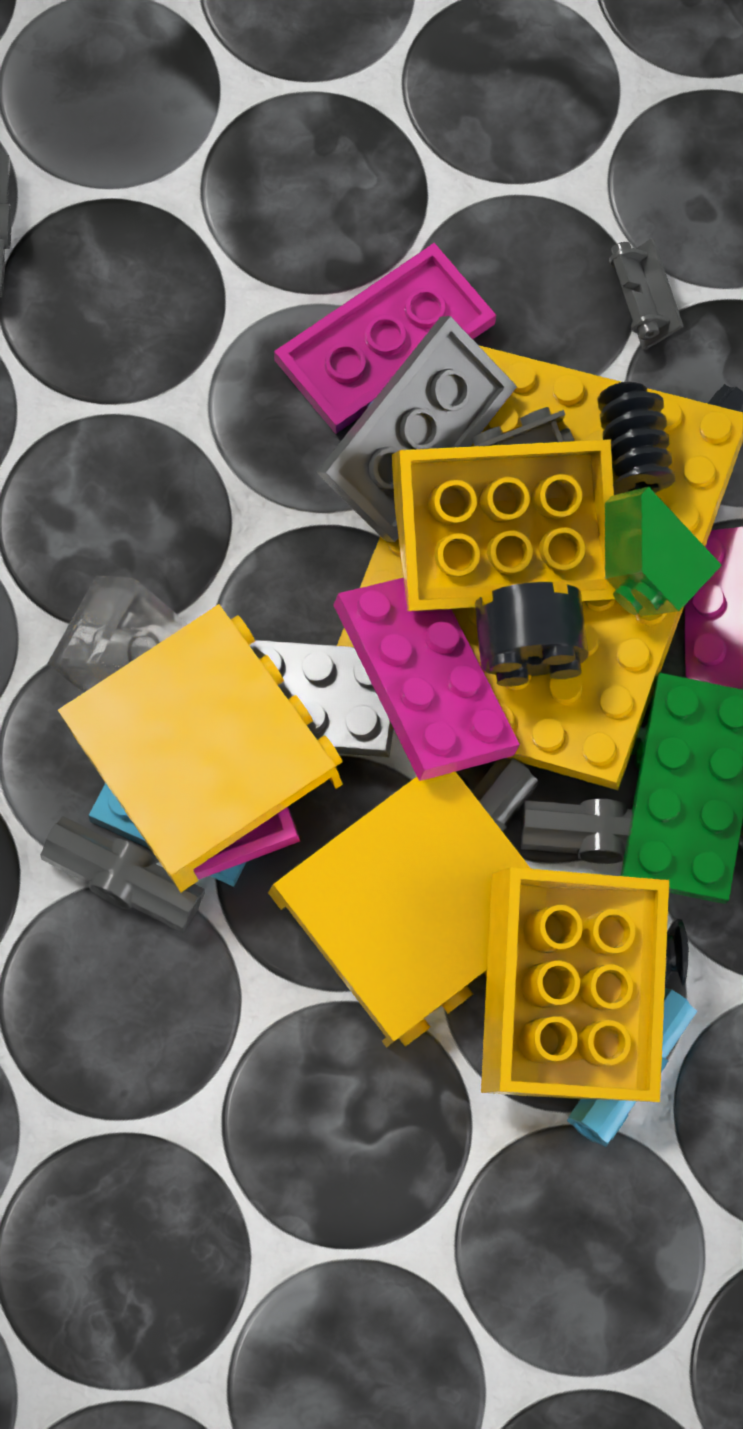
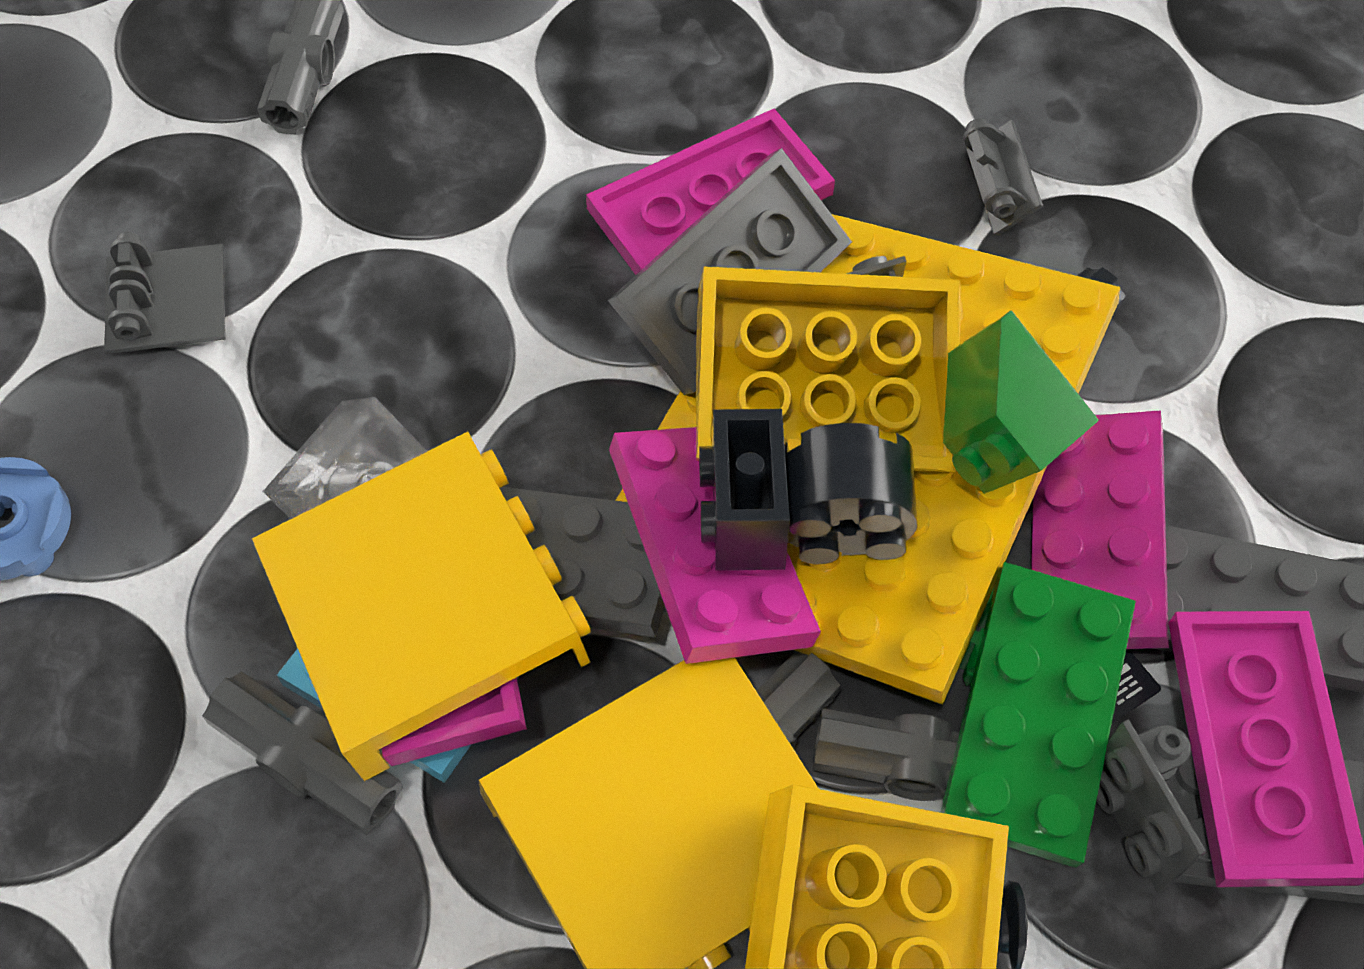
camera: 10 degrees right, 10 degrees down
(455, 640) = (749, 490): none -> black brick
(637, 437) = (989, 279): black piece -> none

